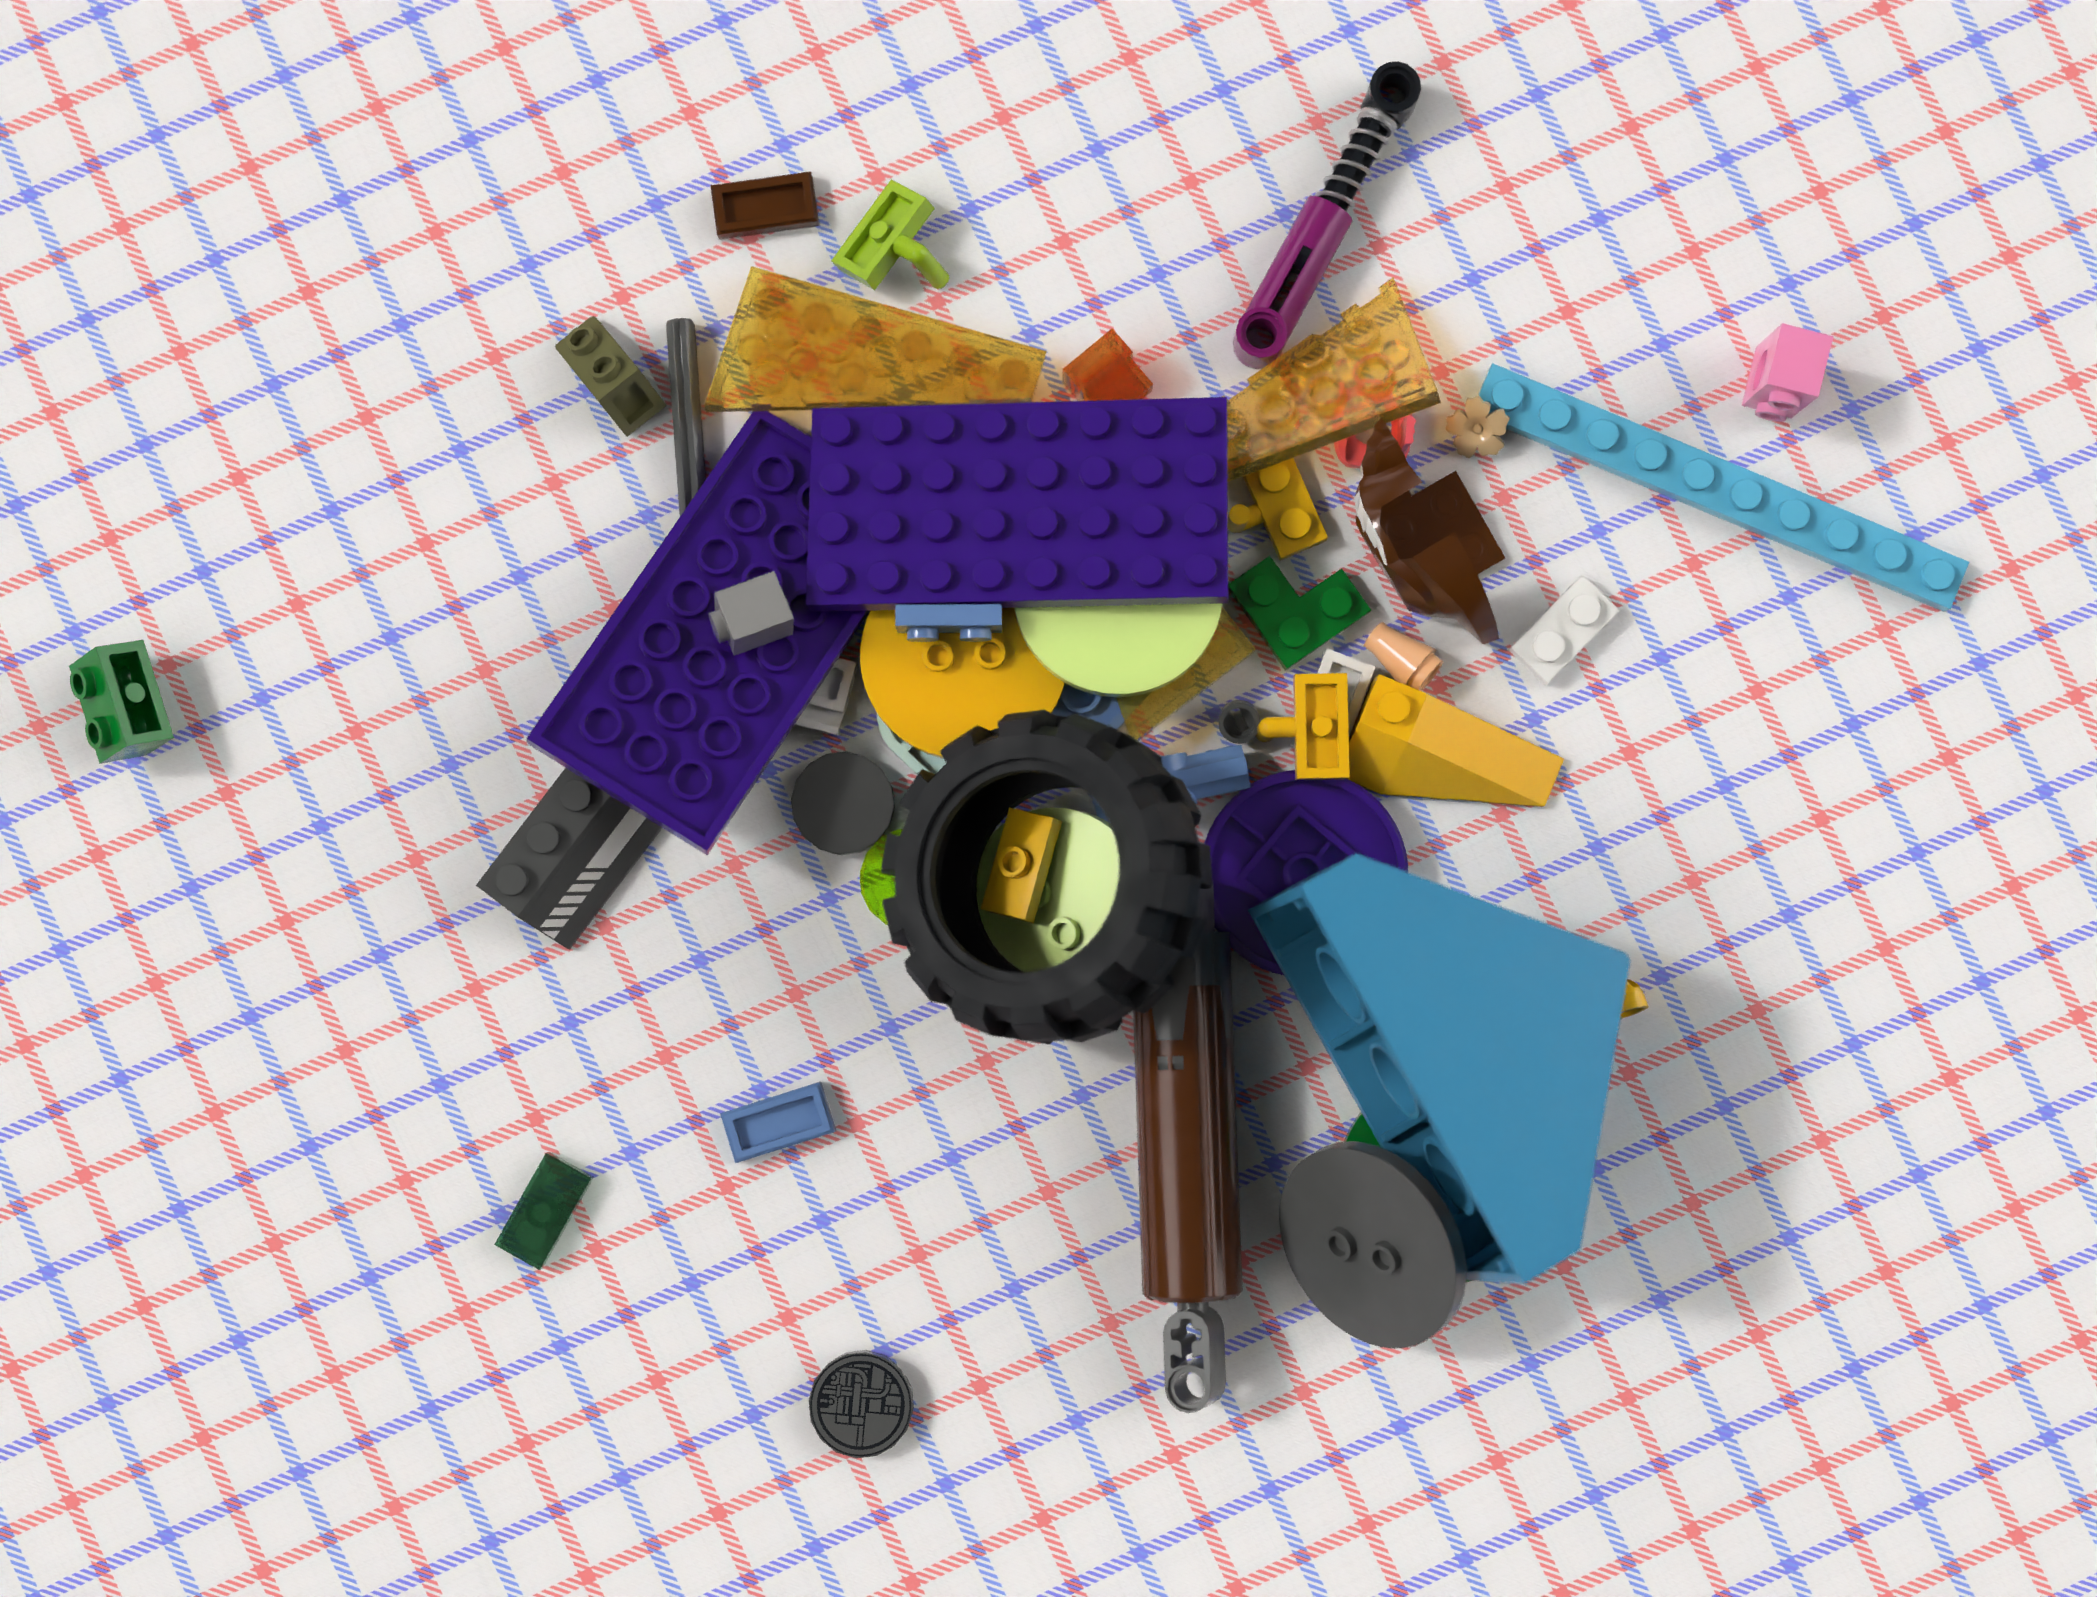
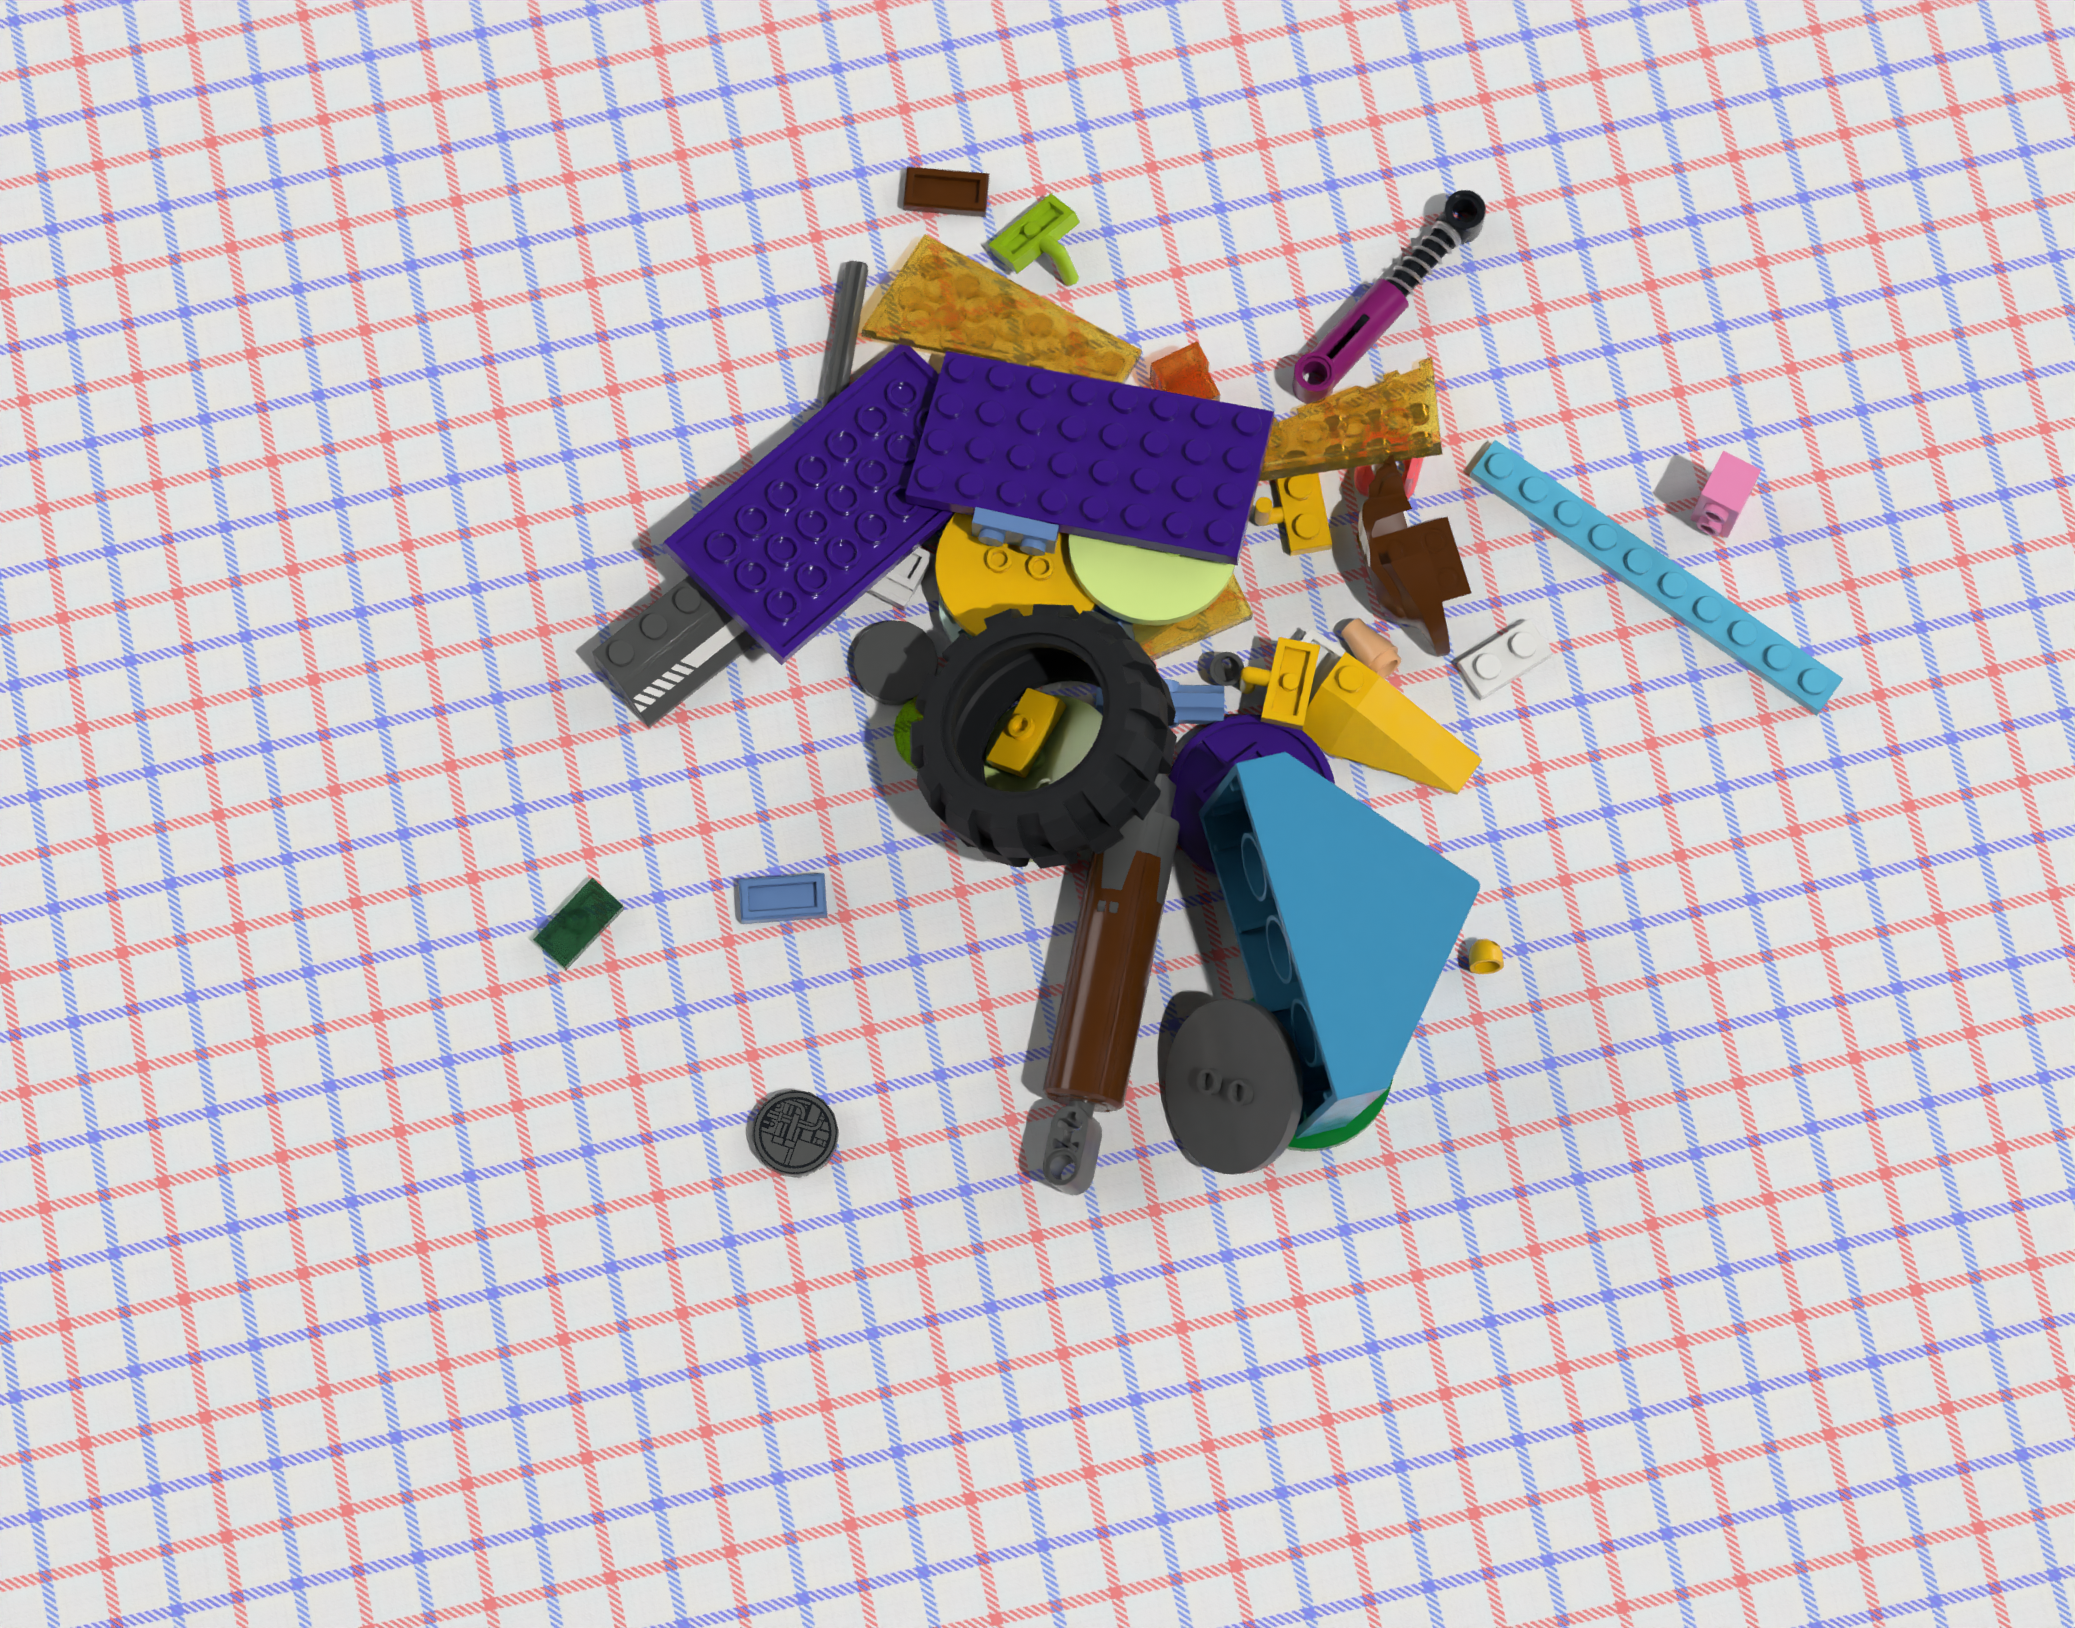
camera: 10 degrees right, 10 degrees down
(120, 701) = (347, 452): green brick -> none
(610, 375) = (793, 292): olive bracket -> none
(751, 614) = (861, 490): light grey brick -> none
(1292, 623) = (1291, 606): green plate -> none
(1477, 428) = (1471, 487): tan plant -> none

